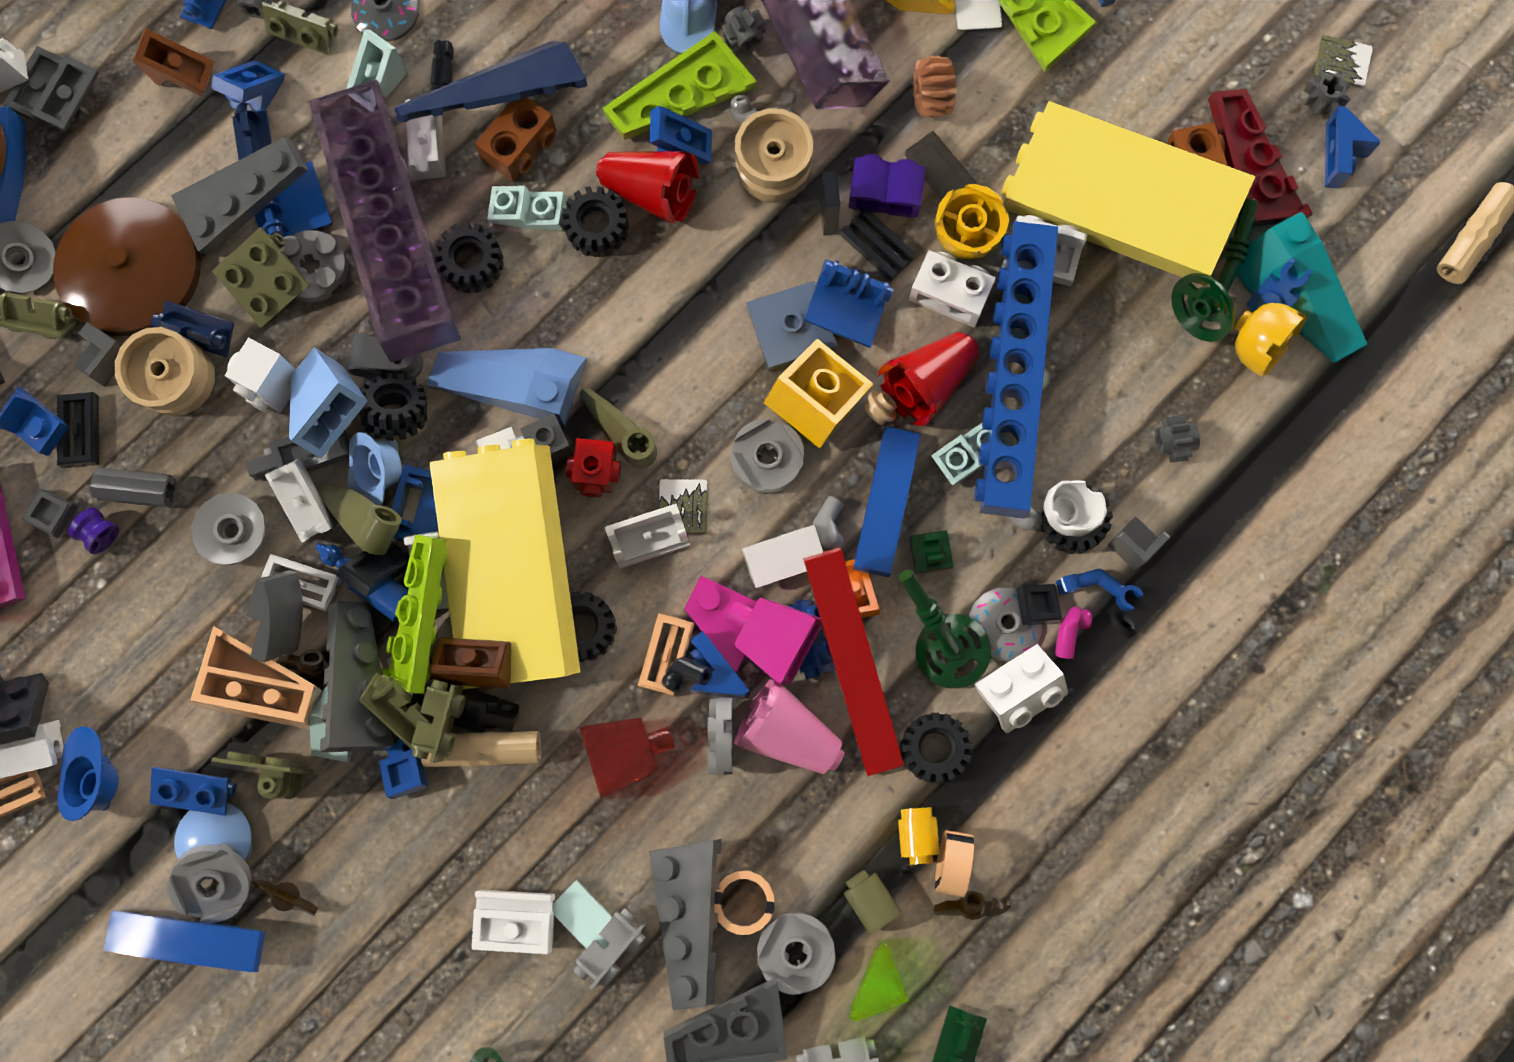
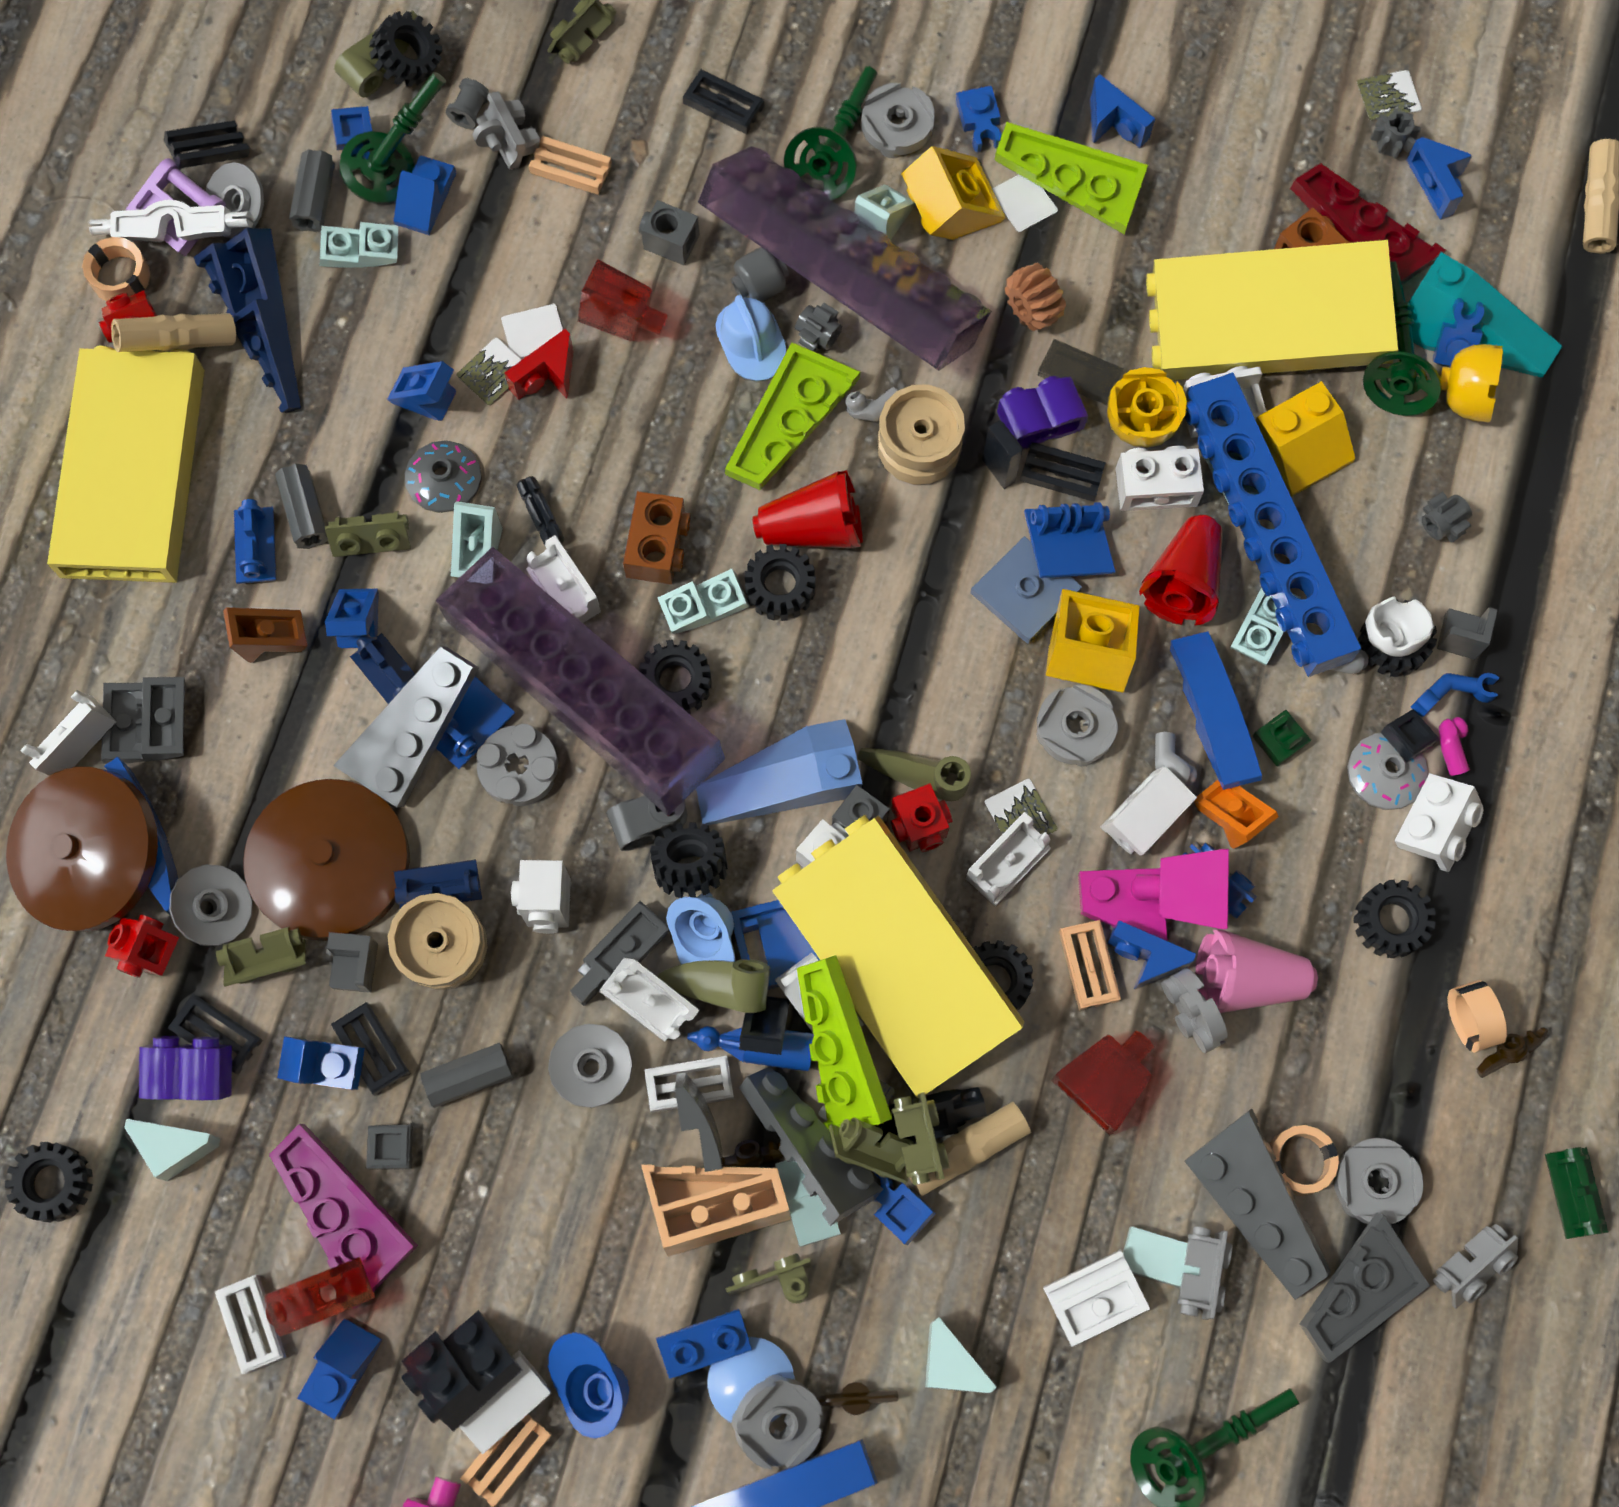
camera: 30 degrees left, 5 degrees down
(93, 530) = (451, 1139): dark purple wheel -> none
(261, 276) = (481, 799): olive hinge -> none
(321, 402) = (621, 889): light blue slope -> none
(371, 912) = (951, 1365): none -> light aqua slope
(472, 662) = (921, 1064): reddish brown slope -> none
(521, 76) = (633, 472): dark blue wedge -> none
(677, 133) = (815, 459): blue slope -> none
(682, 671) = (1121, 967): black arm -> none
(853, 661) = (1280, 874): red tile -> none
(871, 901) = (1419, 1094): olive brick -> none
(879, 987) = (1473, 1168): clear neon green slope -> none
(880, 407) = (1157, 624): tan plate -> none
(918, 835) = (1427, 1009): yellow brick -> none
(947, 640) = (1350, 814): dark green dish -> none
(1094, 314) = (1307, 438): none -> yellow slope

